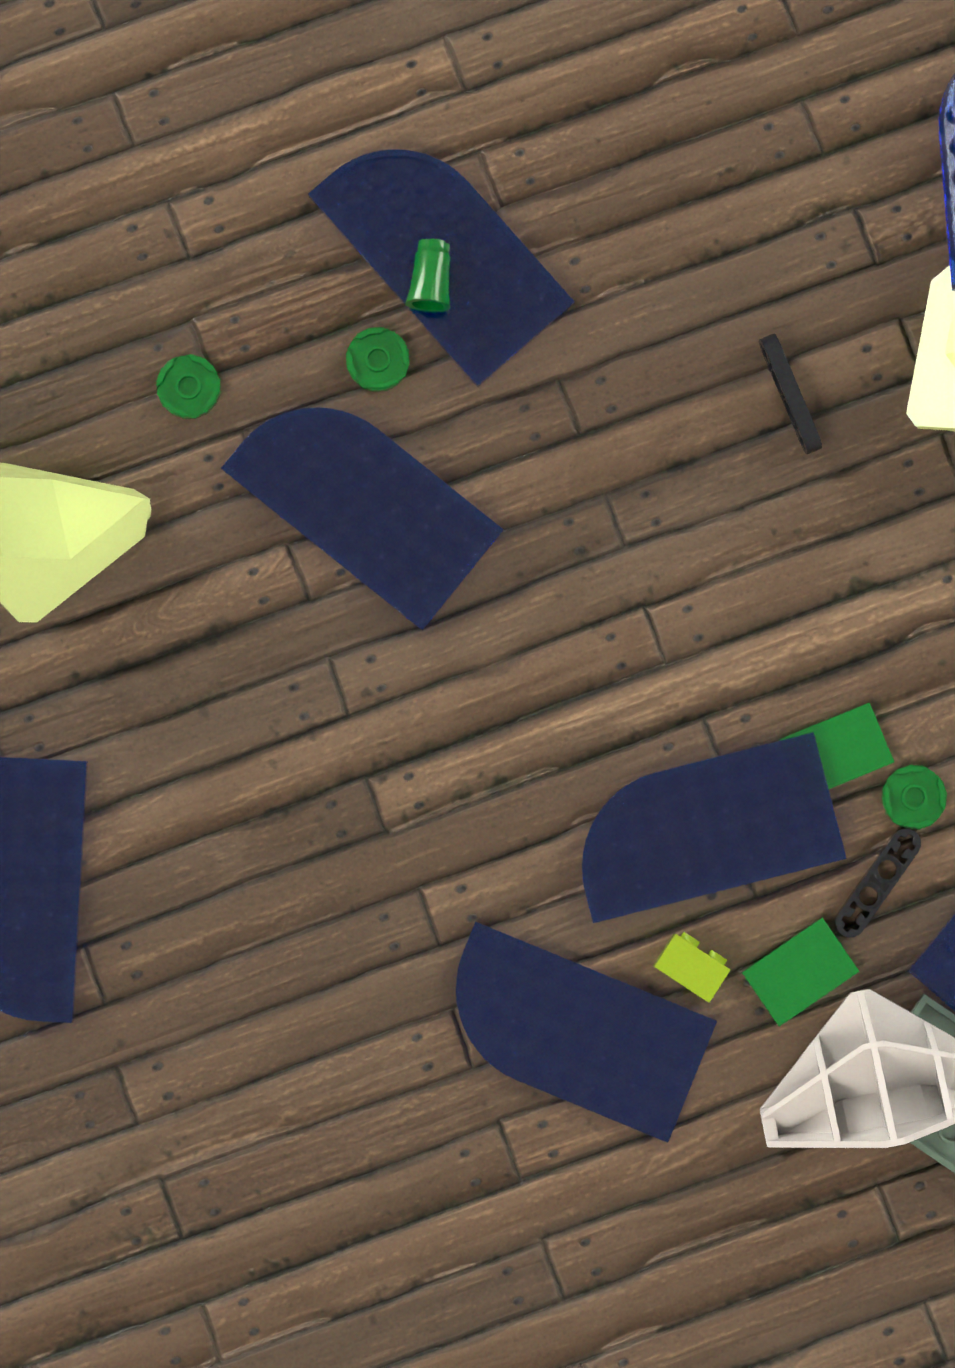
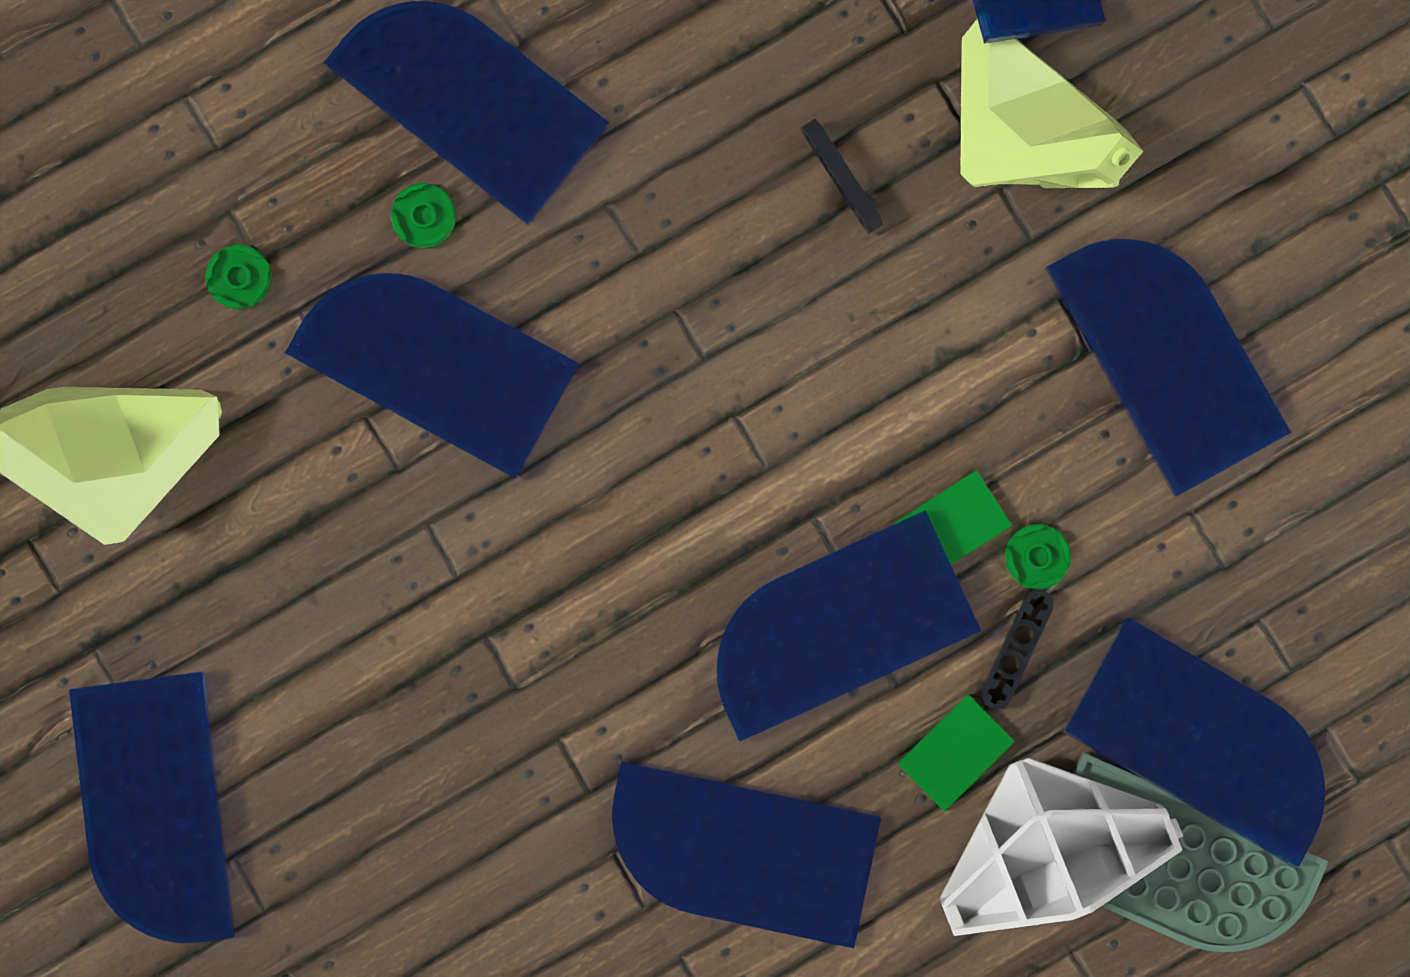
camera: 10 degrees left, 0 degrees up
(430, 277) = (460, 124): green plant -> none
(691, 966) = (846, 767): lime brick -> none

